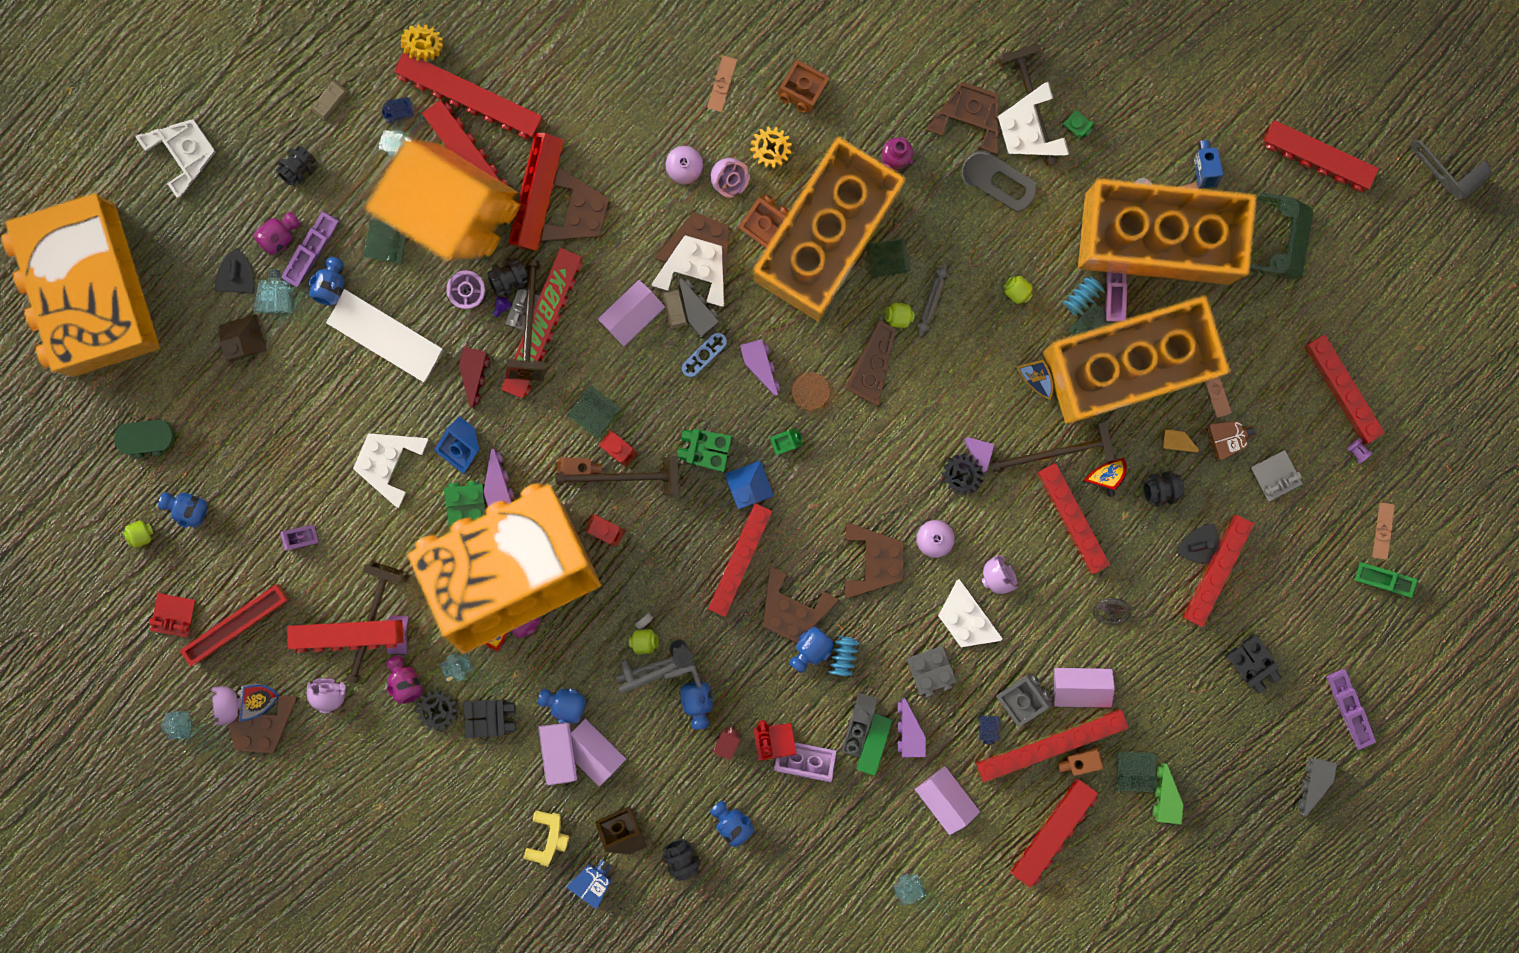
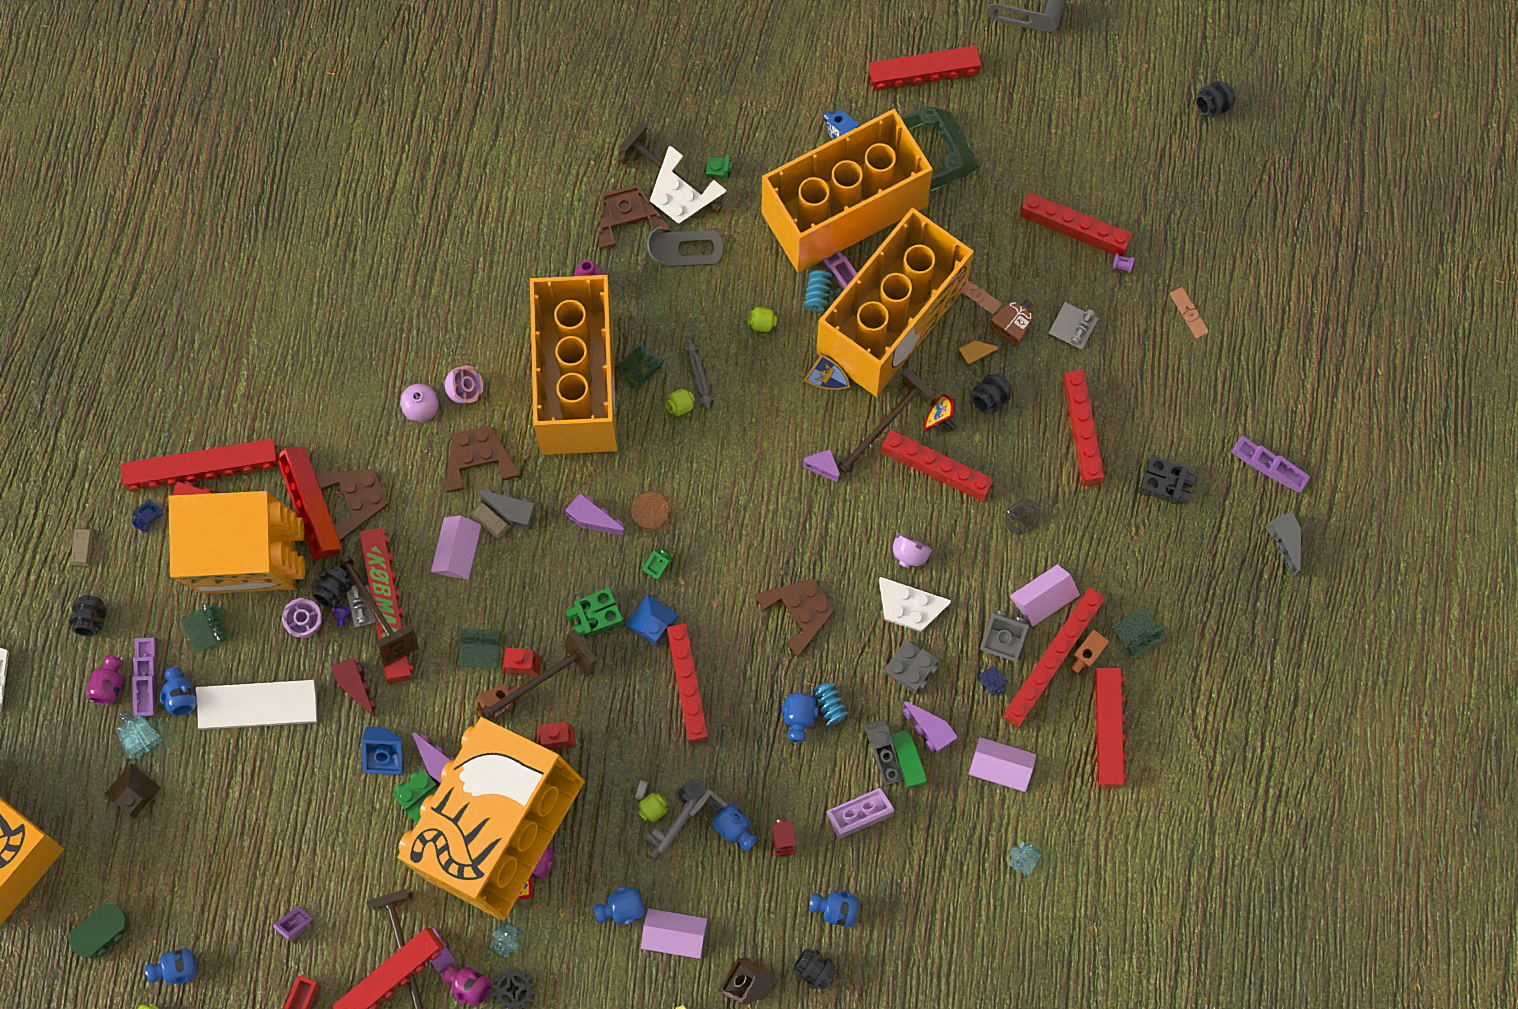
camera: 35 degrees left, 15 degrees down
(235, 274) = (91, 742): black shield -> none
(380, 458) = (320, 809): white wing -> none
(392, 142) = (159, 542): clear light blue brick -> none
(421, 42) = (132, 448): yellow gear -> none
(495, 718) = (565, 959): black hips -> none
(557, 753) = (643, 952): lavender slope -> none
(698, 260) = (483, 467): white wing -> none
(703, 347) = (548, 528): medium blue beam -> none
(722, 83) = (407, 321): nougat piece -> none
(764, 220) = (515, 401): dark orange plate -> none
(774, 741) = (821, 813): red hinge -> none
(779, 142) = (482, 350): yellow gear -> none
(789, 616) = (762, 703): reddish brown wing -> none
(802, 86) = (475, 279): dark orange plate -> none
(872, 364) = (686, 458): reddish brown wing -> none
(928, 545) = (837, 558): lavender cylinder -> none
(963, 483) = (828, 493): black gear -> none
(1169, 804) = (1182, 636): bright green slope -> none
(1200, 544) = (1053, 419): black shield -> none
(1386, 580) = (1220, 346): green slope -> none

